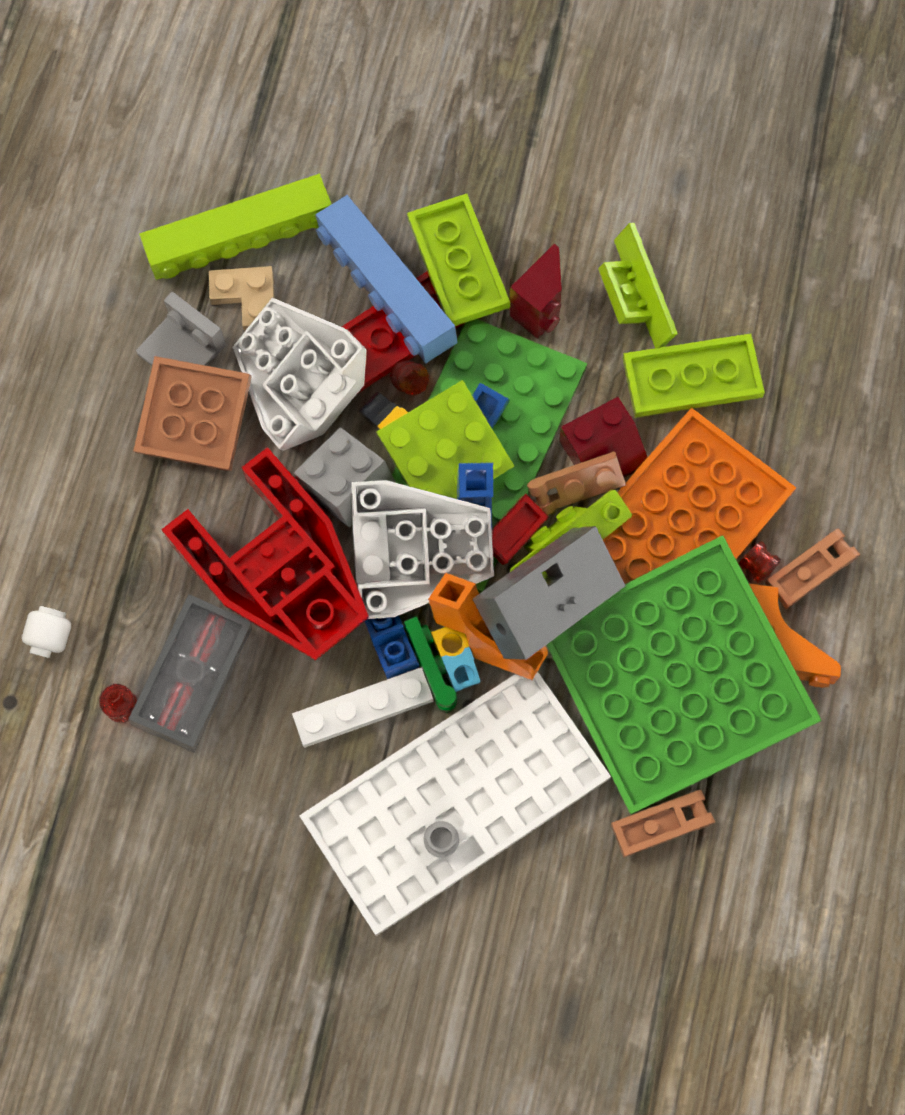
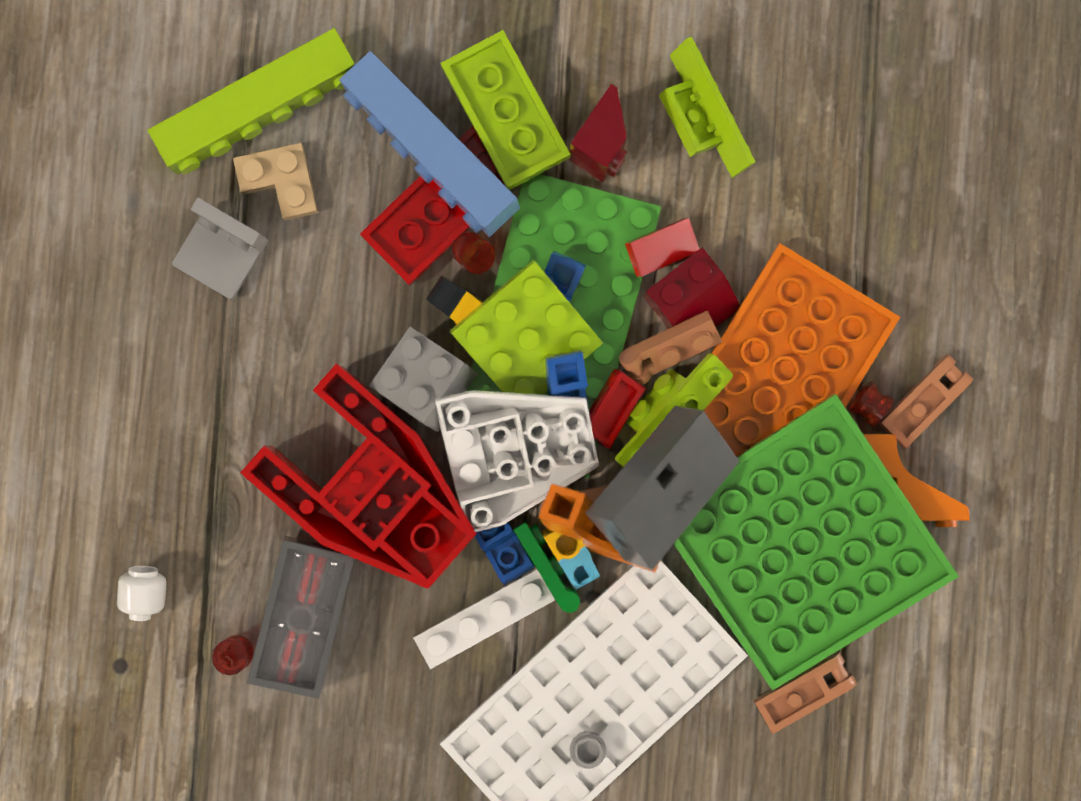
camera: 15 degrees left, 15 degrees up
(192, 413) = (247, 329): nougat plate -> none
(299, 372) = (351, 266): white wedge -> none
(580, 395) = (662, 247): none -> tile
(693, 375) = (776, 203): lime plate -> none

